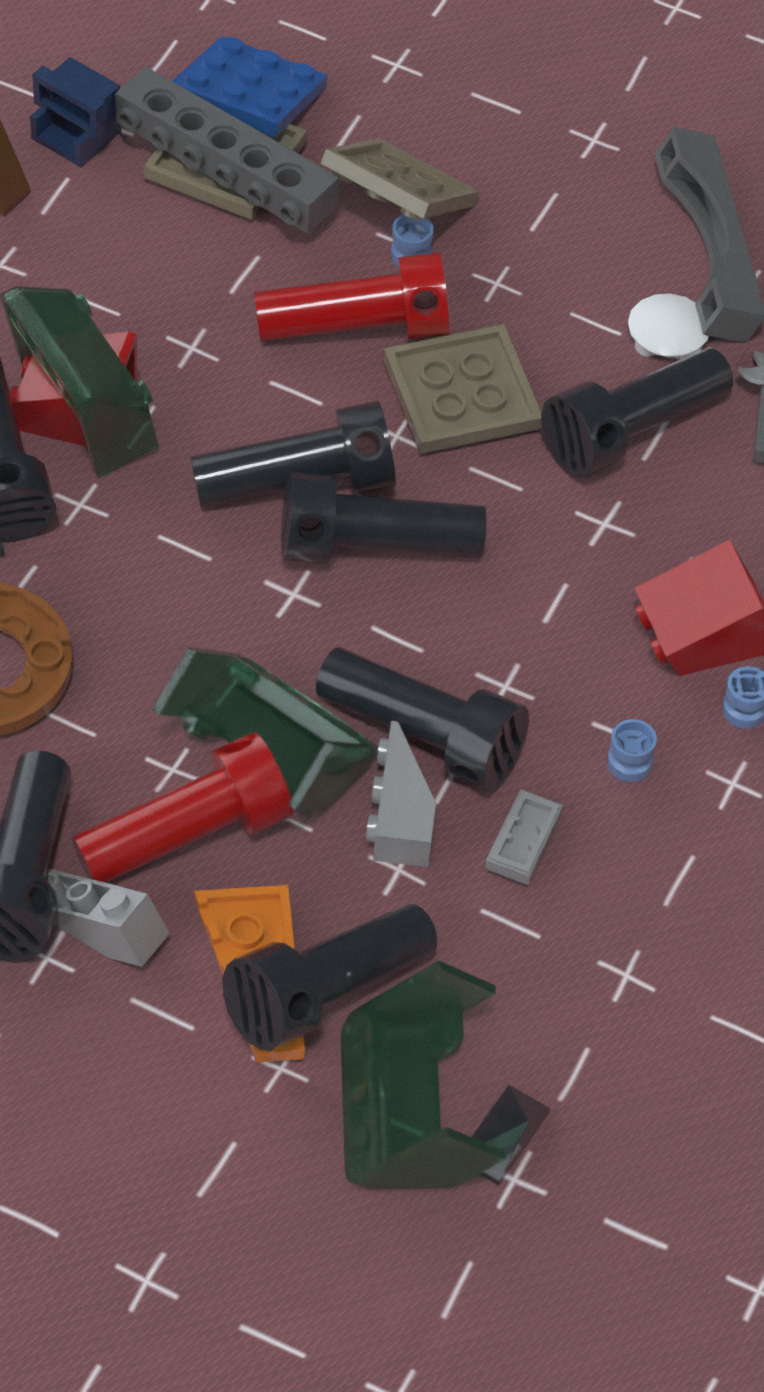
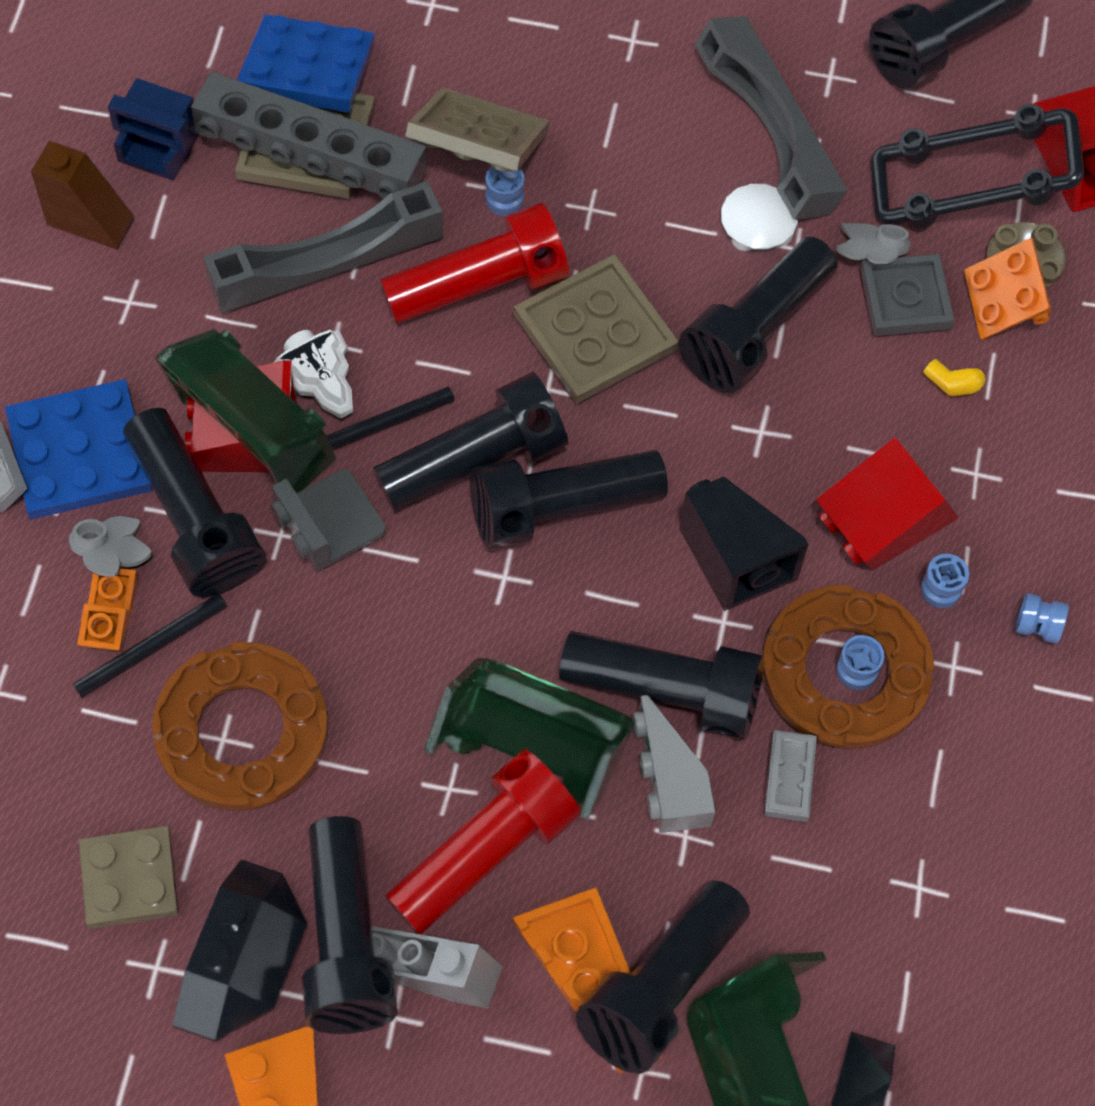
camera: 15 degrees left, 10 degrees up
(129, 497) = (327, 518): none -> dark grey bracket
(130, 261) = (262, 271): none -> dark grey arch
(169, 361) = (320, 369): none -> white rock
(225, 424) = (390, 418): none -> black bar
(542, 609) = (739, 542): none -> black slope
(618, 697) = (871, 615): none -> dark orange plate

